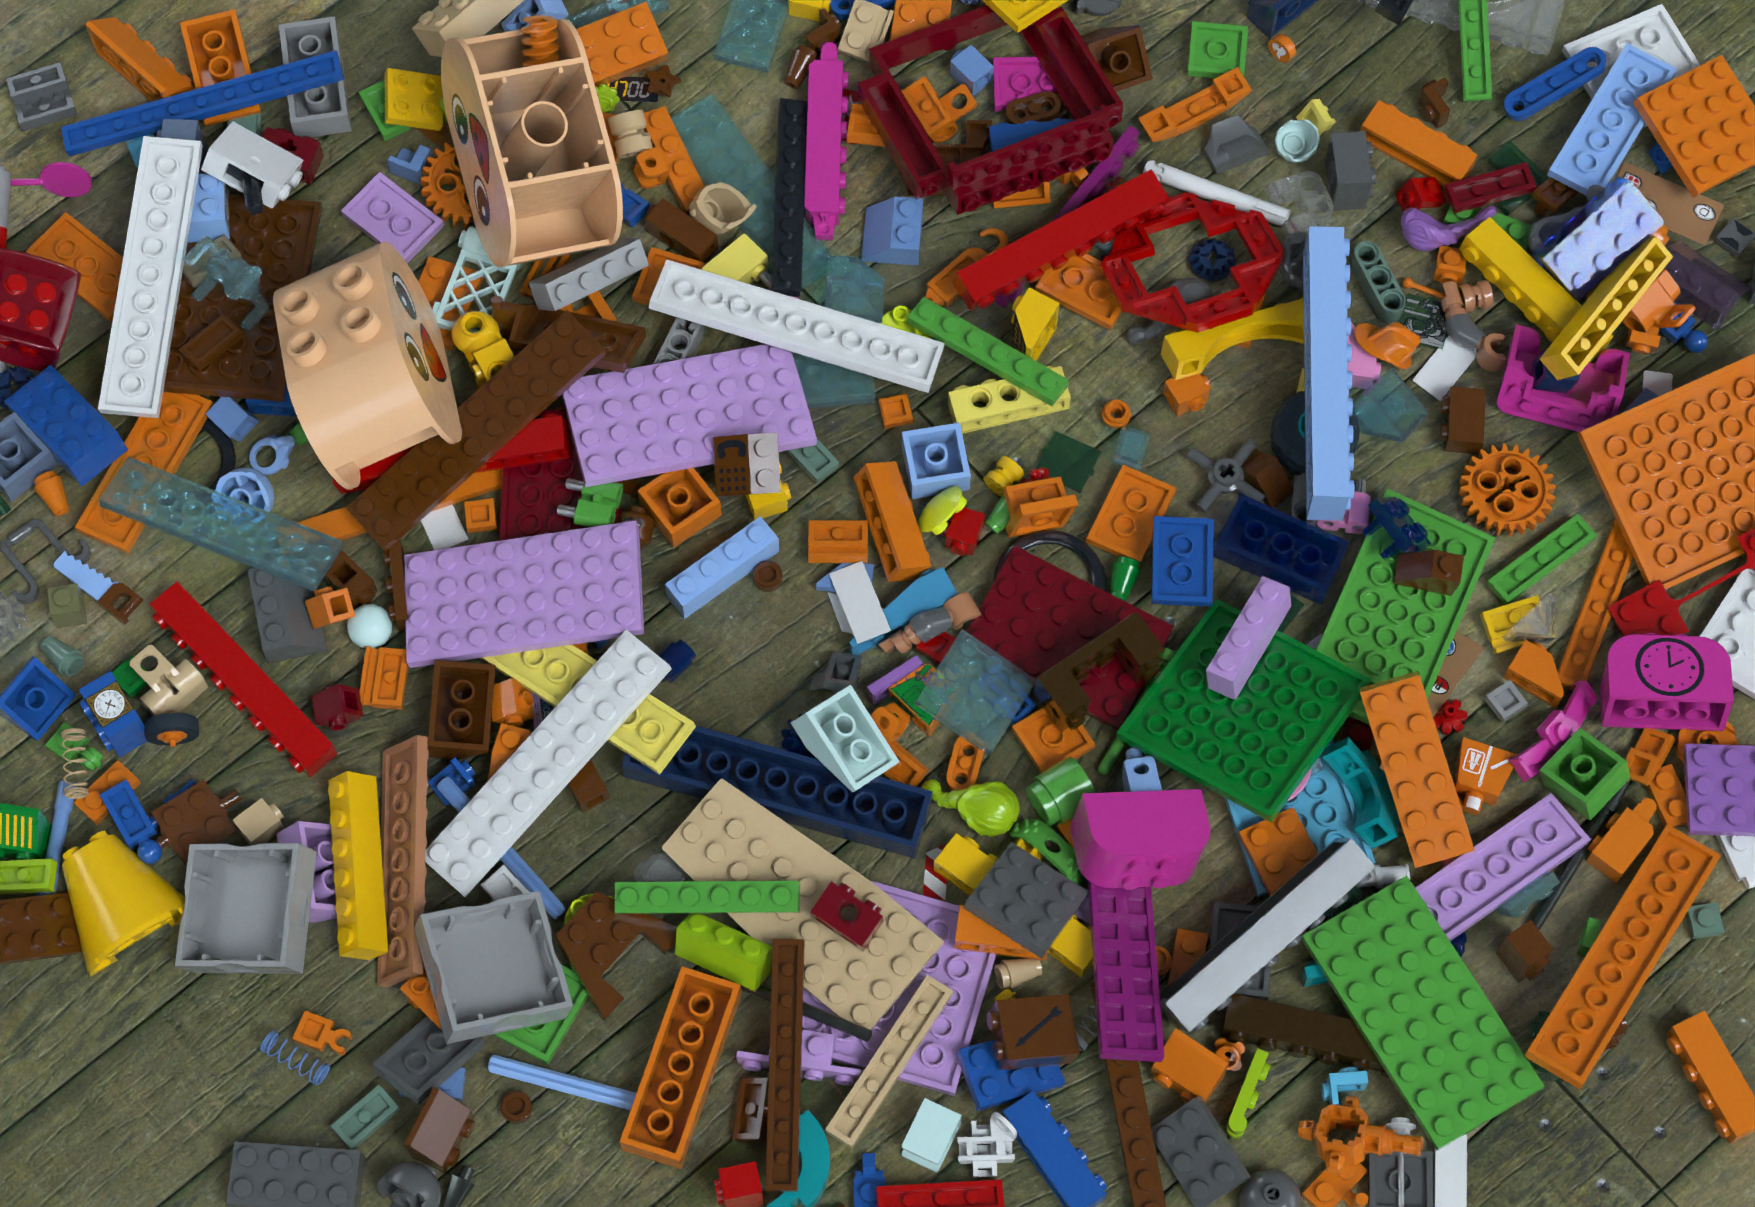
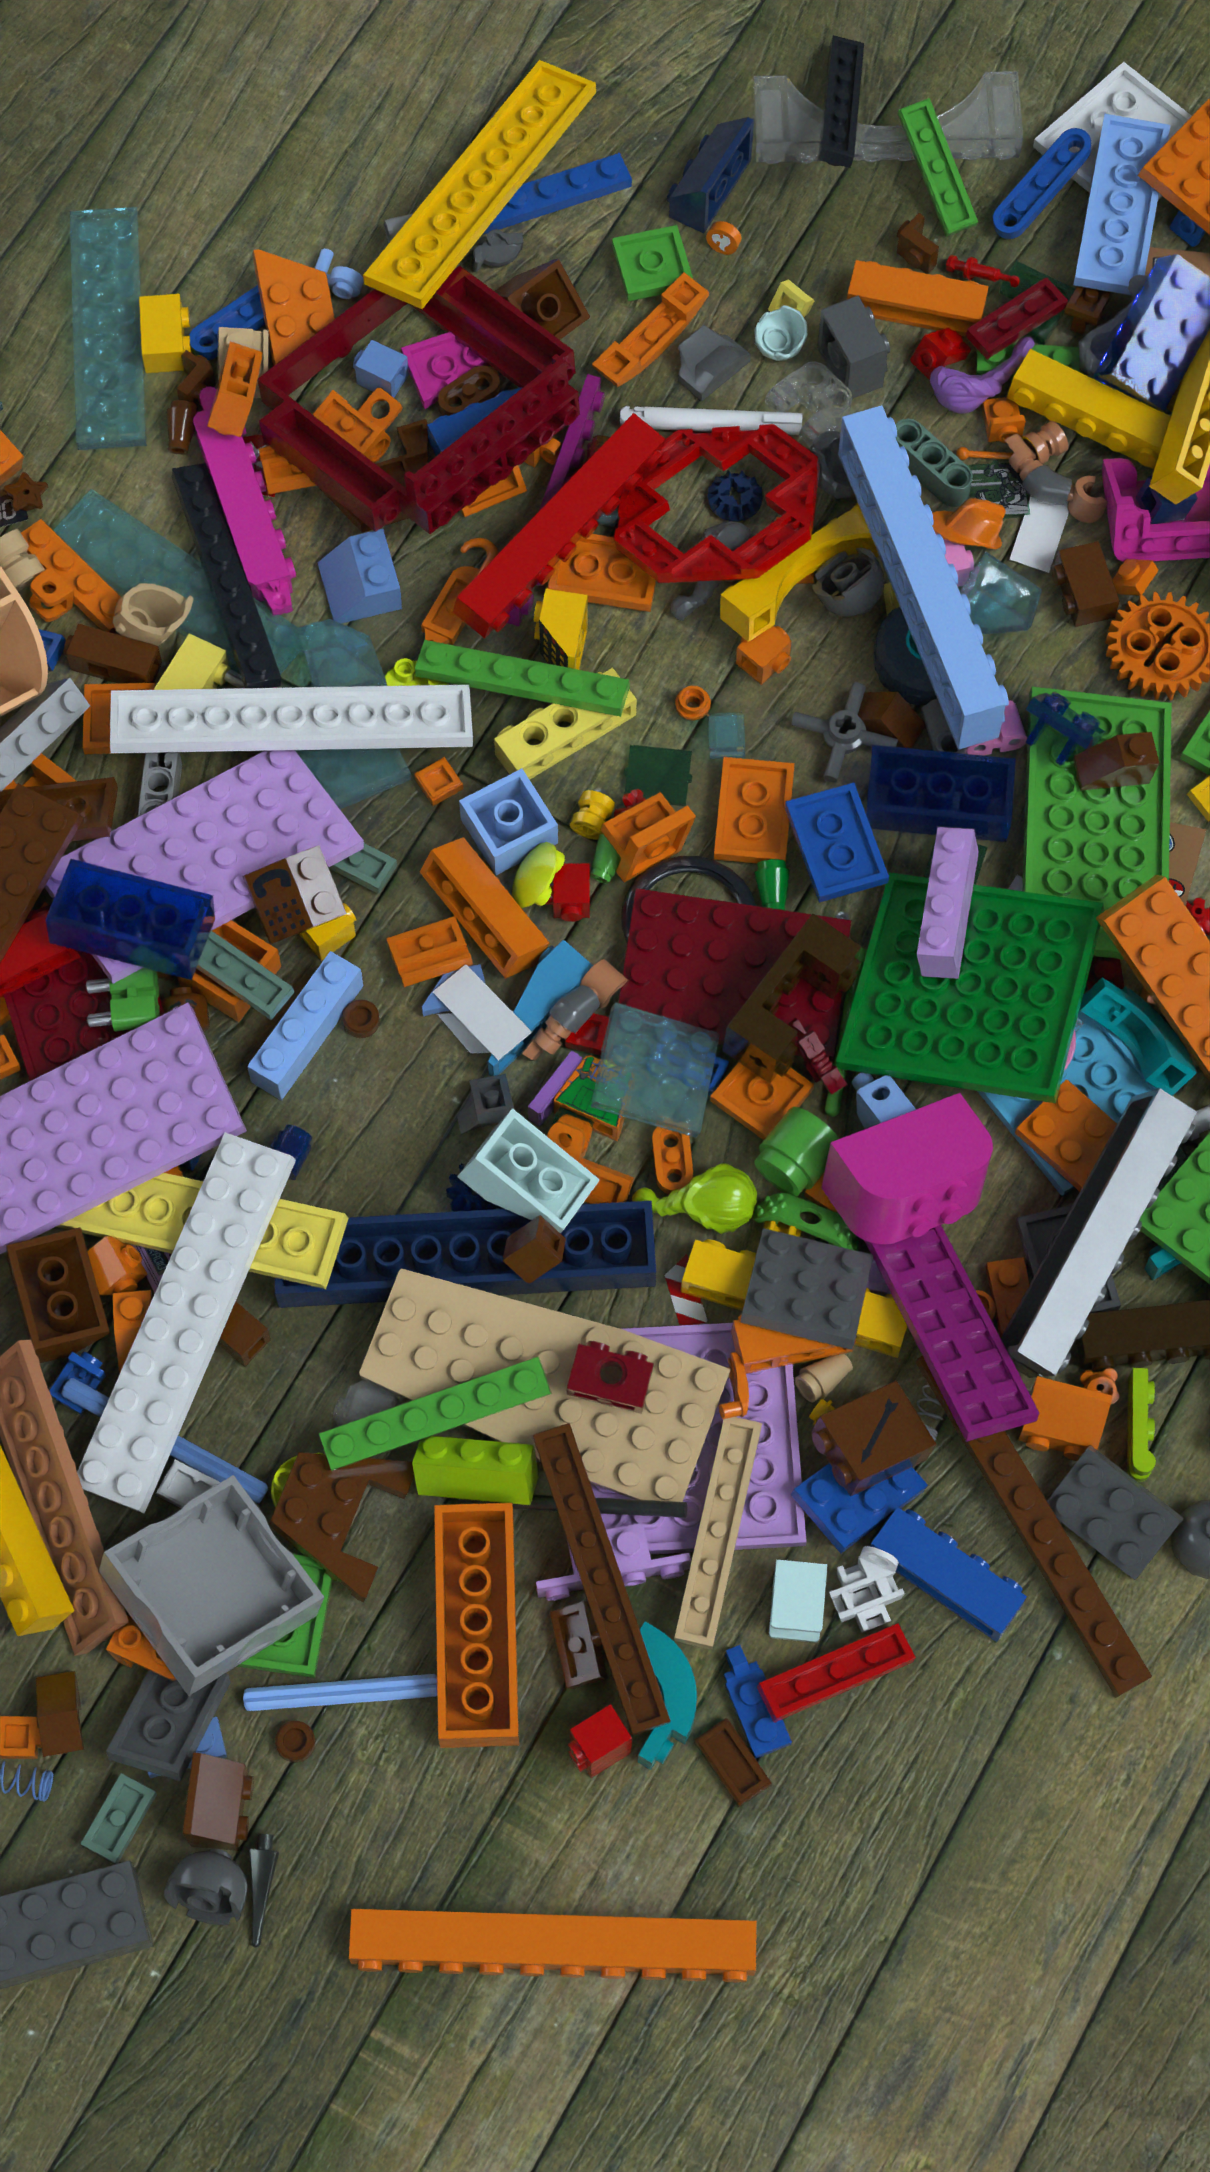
camera: 20 degrees left, 0 degrees up
(348, 1024) = (59, 1713): none -> reddish brown slope
(613, 442) = (130, 919): none -> clear blue brick
(682, 510) = (243, 976): none -> sand green plate
(827, 798) = (534, 1249): none -> reddish brown panel
(849, 51) = (235, 390): none -> orange slope
(948, 951) = (740, 1390): none -> orange piece
(1103, 727) = (817, 1062): none -> dark red piece
(1274, 359) = (850, 583): none -> dark grey cylinder
(1472, 135) = (972, 269): none -> red piece
(1505, 426) = (1134, 576): none -> orange plate

